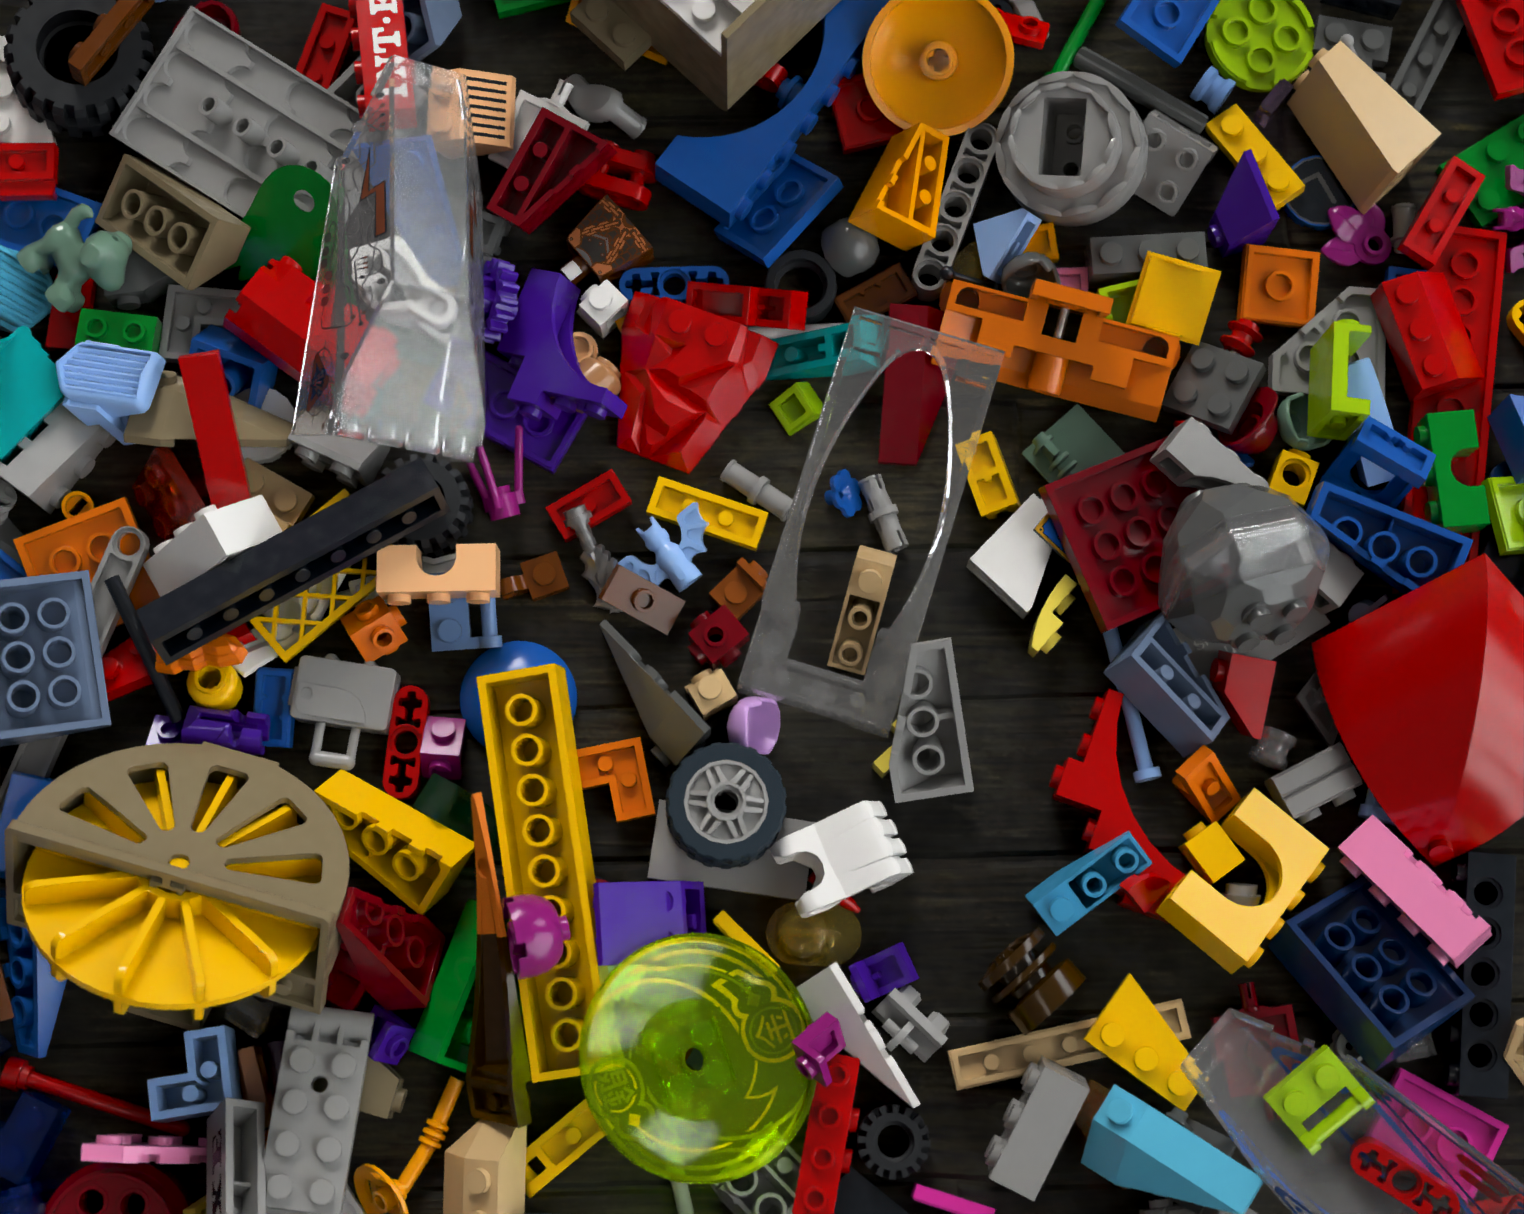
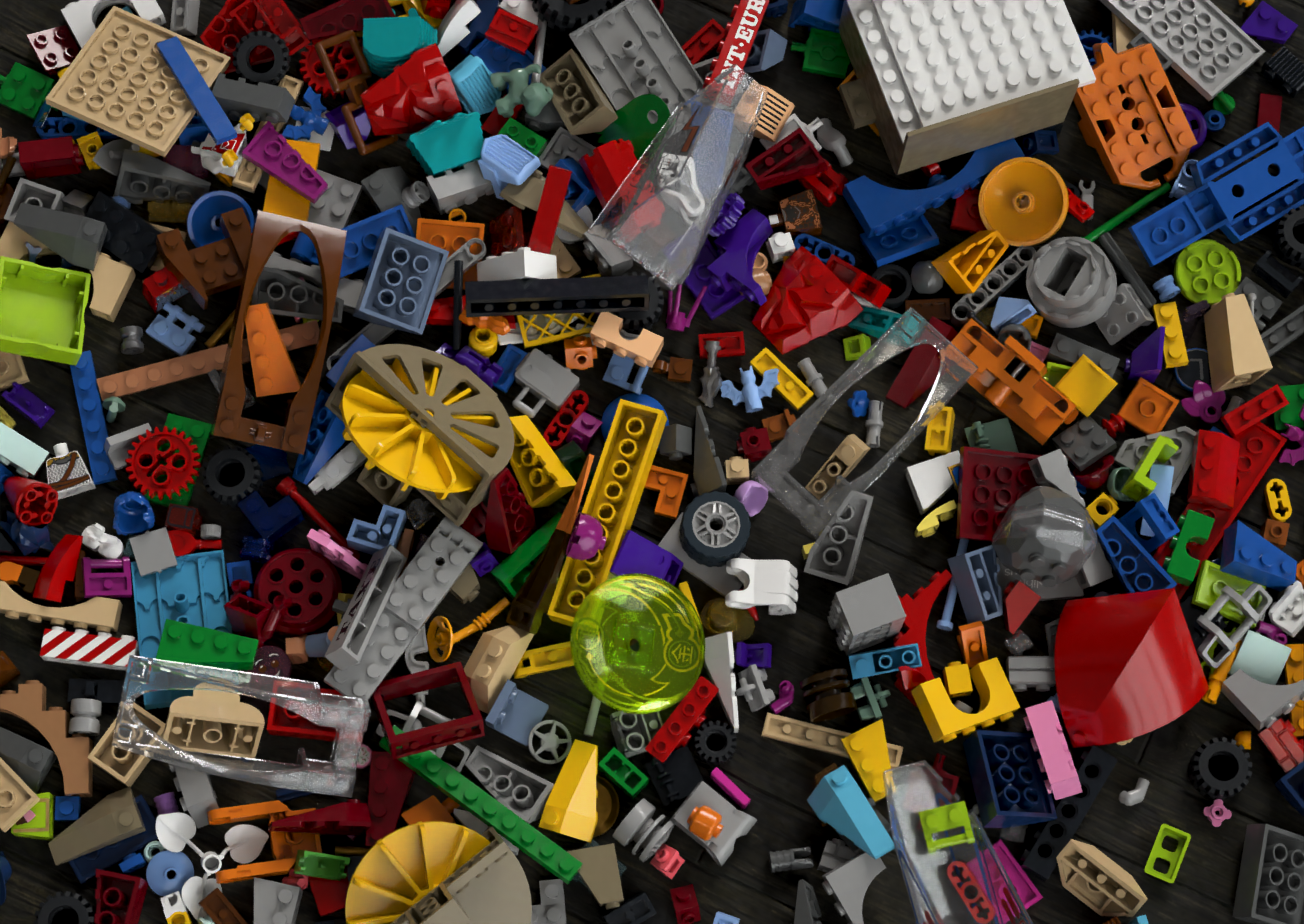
camera: 25 degrees right, 5 degrees down
(75, 178) = (539, 49): none -> light grey bar
(76, 1021) = (338, 468): none -> white hinge
(596, 695) = (676, 442): none -> dark grey brick
(641, 599) = (724, 405): reddish brown plate -> none
(817, 1046) = (701, 669): magenta bracket -> none
(964, 1014) = (786, 697): none -> magenta arm
(1032, 828) = (866, 614): none -> light grey brick
(1035, 1127) = (792, 767): light grey brick -> none
(1106, 964) = (872, 709): none -> sand green hips

